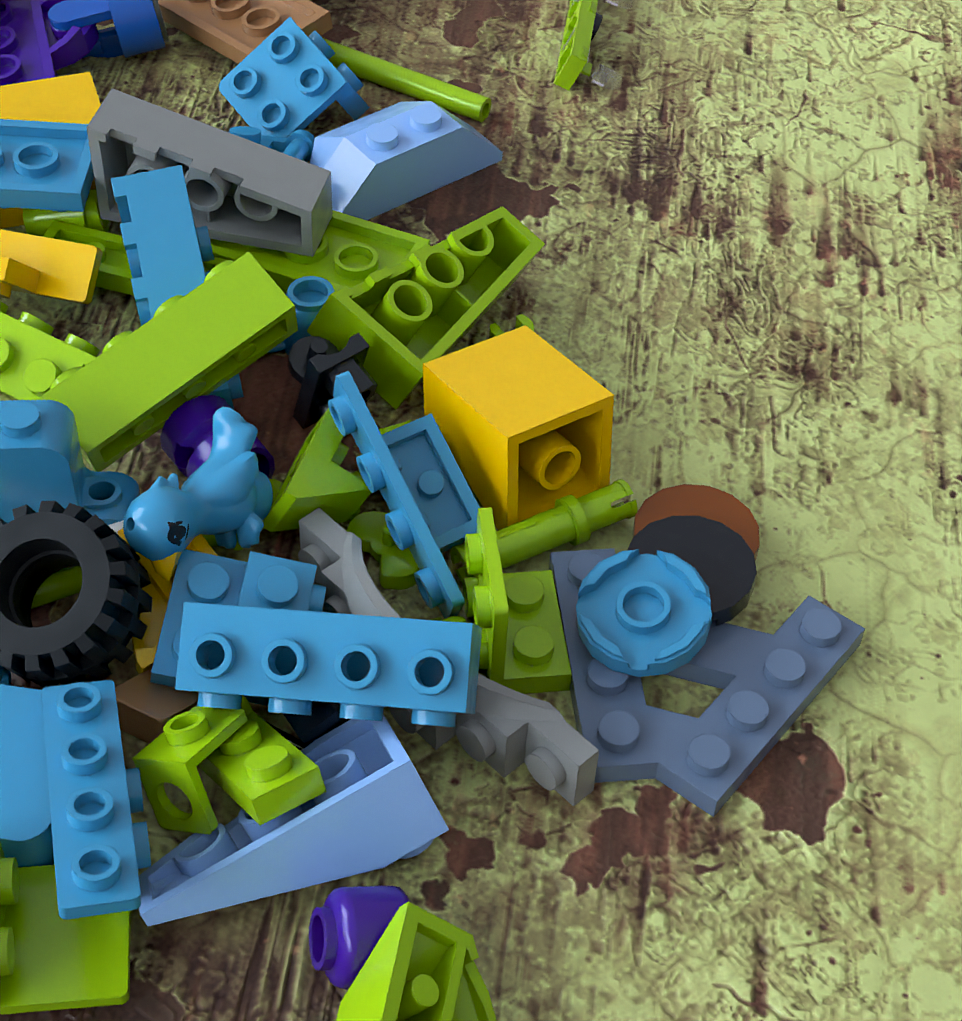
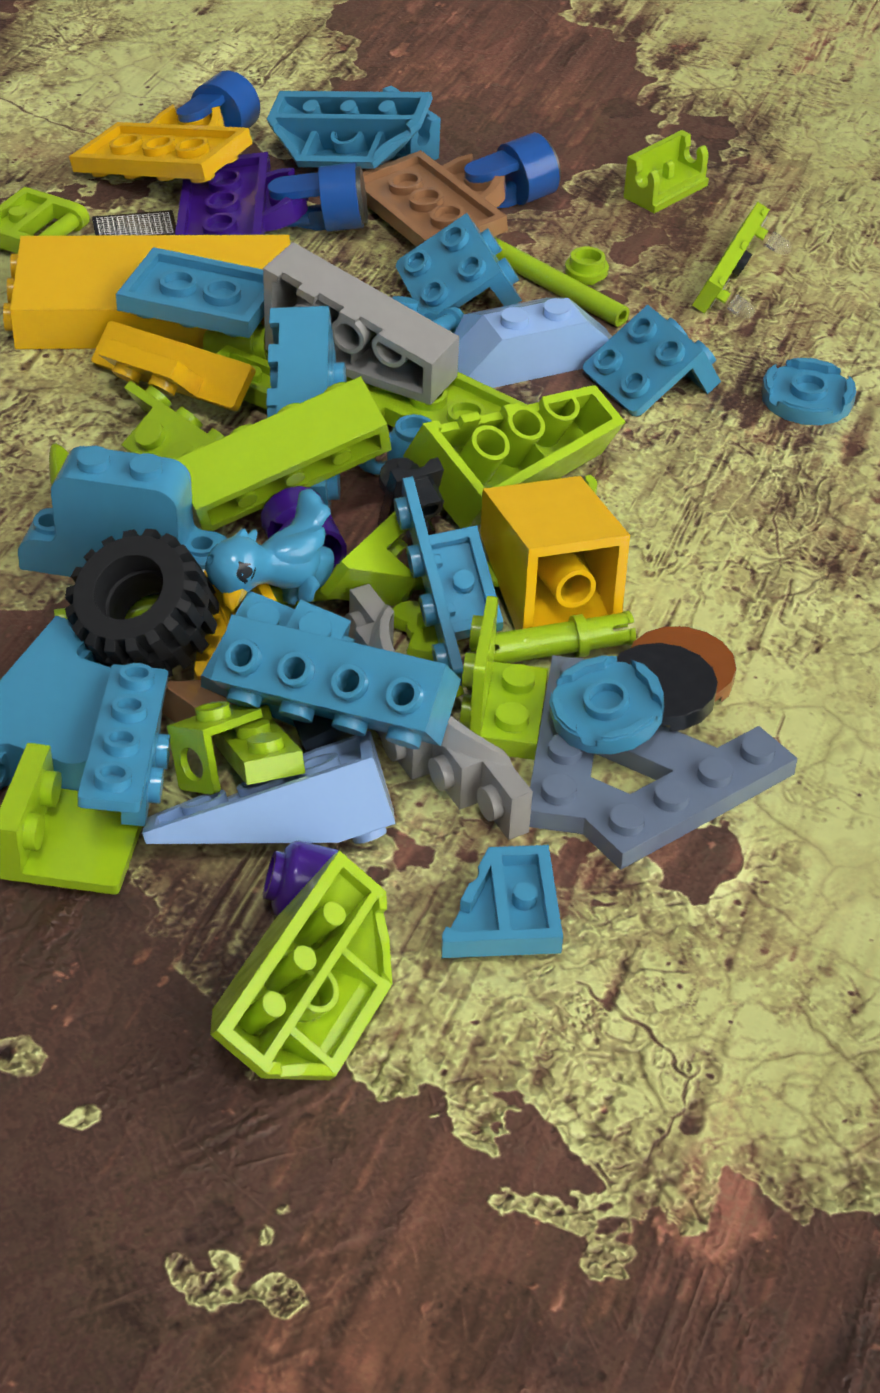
camera: 15 degrees right, 5 degrees down
(428, 54) = (587, 265): none -> lime plate
(536, 161) = (648, 361): none -> dark azure bracket
(611, 907) = (508, 907): none -> dark azure wing
(711, 166) = (808, 392): none -> dark azure tile

